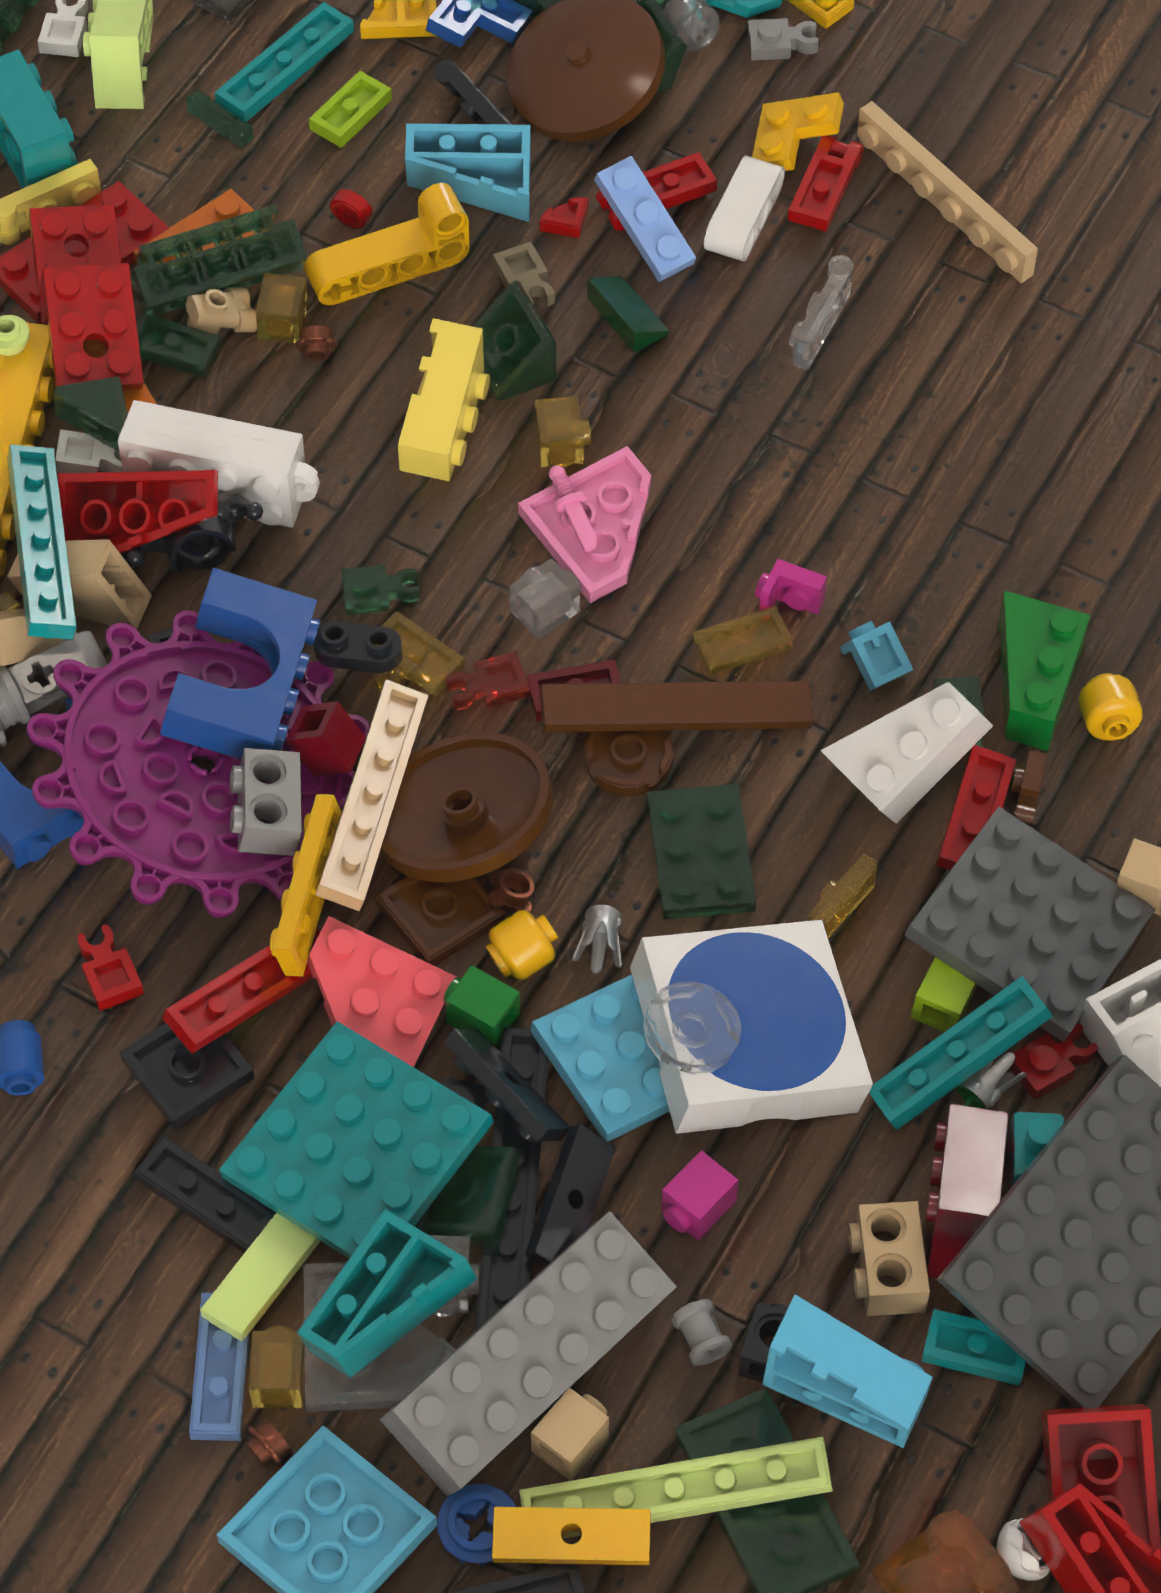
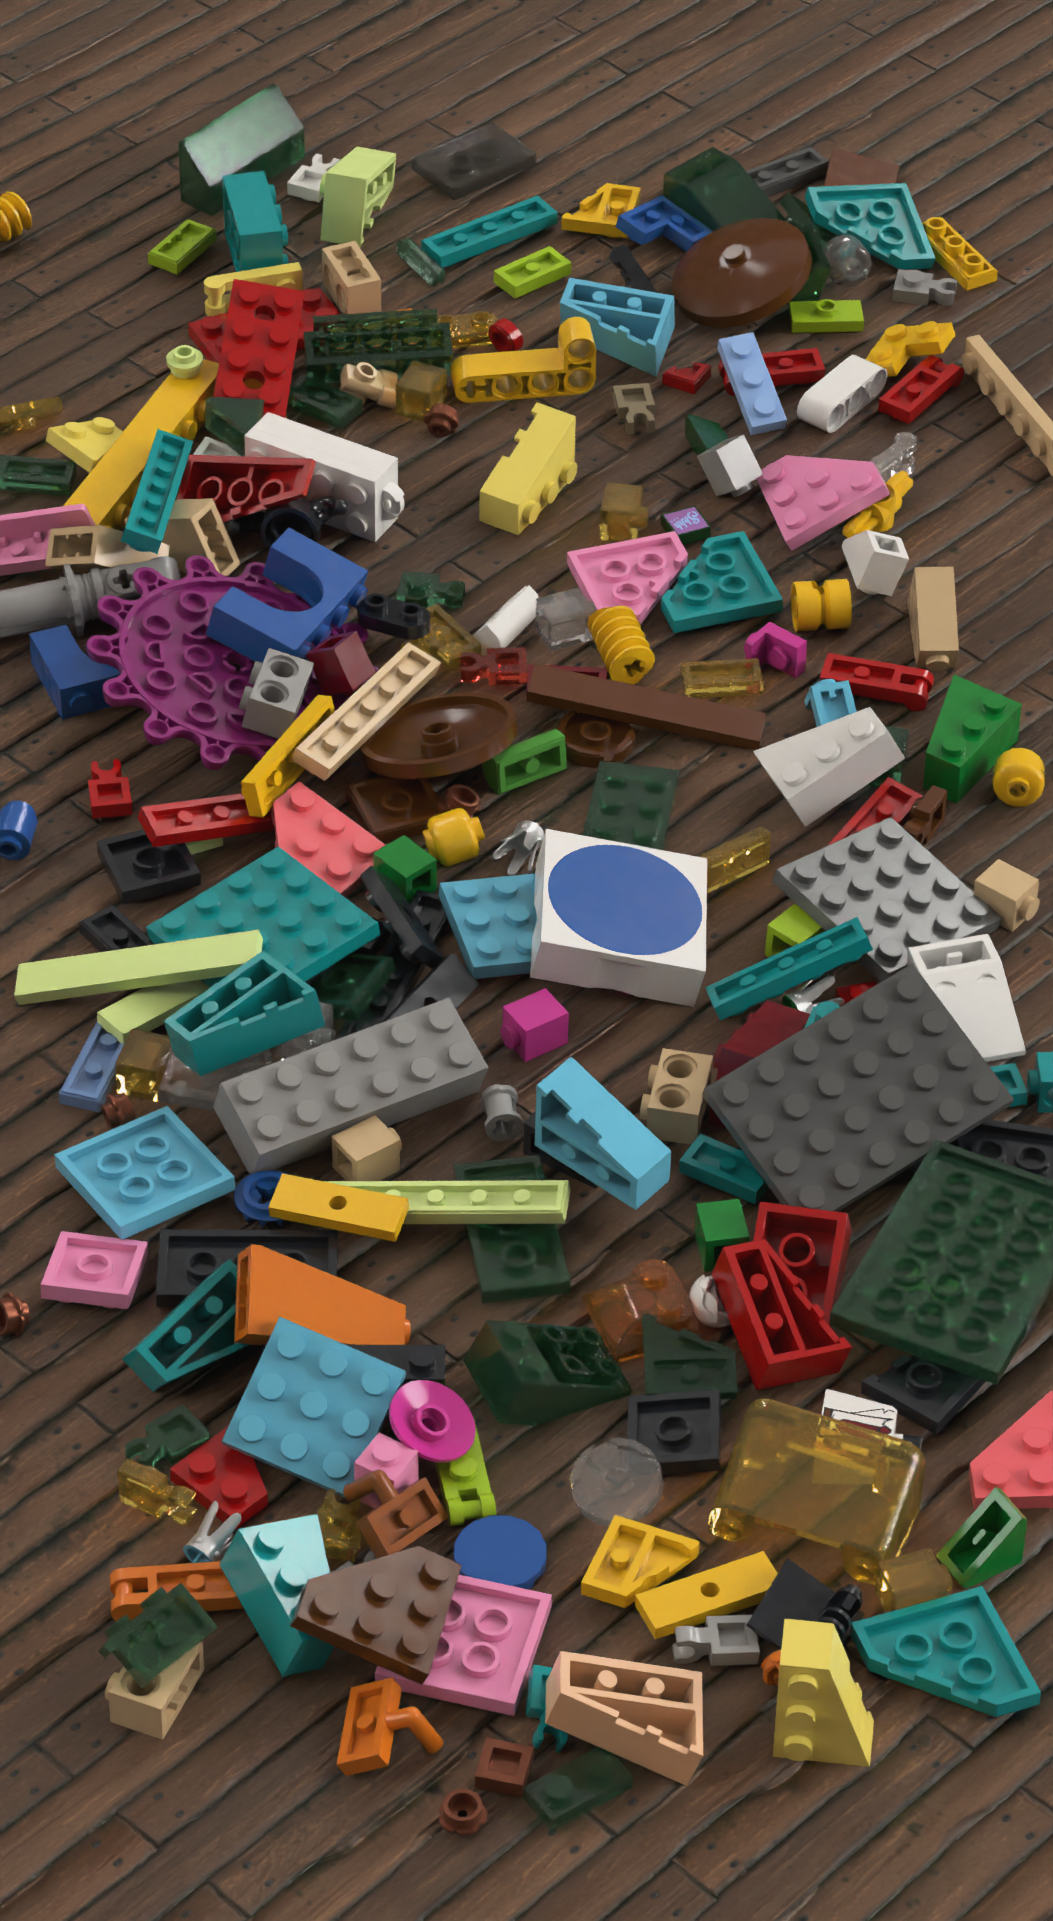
camera: 15 degrees right, 15 degrees down
(156, 170) = (351, 279): none -> tan brick
(231, 1238) = (135, 967): none -> yellowish green tile
(303, 201) = (469, 329): none -> clear yellow plate
(481, 616) = (508, 621): none -> white brick
(516, 345) = (607, 448): clear green slope -> none
(571, 503) = (610, 557): bright pink piece -> none
(572, 809) = (526, 761): none -> bright green brick
(620, 622) = (621, 643): none -> yellow piece
(632, 428) = (687, 524): none -> tile
(660, 342) = (730, 466): none -> brick
(691, 100) = (826, 316): none -> lime plate
(692, 1027) = (563, 890): clear tile -> none
(700, 509) = (721, 586): none -> teal plate
(767, 360) = (818, 493): none -> bright pink plate
(826, 514) = (821, 605): none -> yellow wheel
(835, 360) = (880, 515): none -> yellow axle
(860, 441) = (875, 561): none -> white slope
(911, 603) = (881, 680): none -> red plate
(950, 510) = (933, 618): none -> tan slope
(1002, 1447) = (718, 1226): none -> green brick

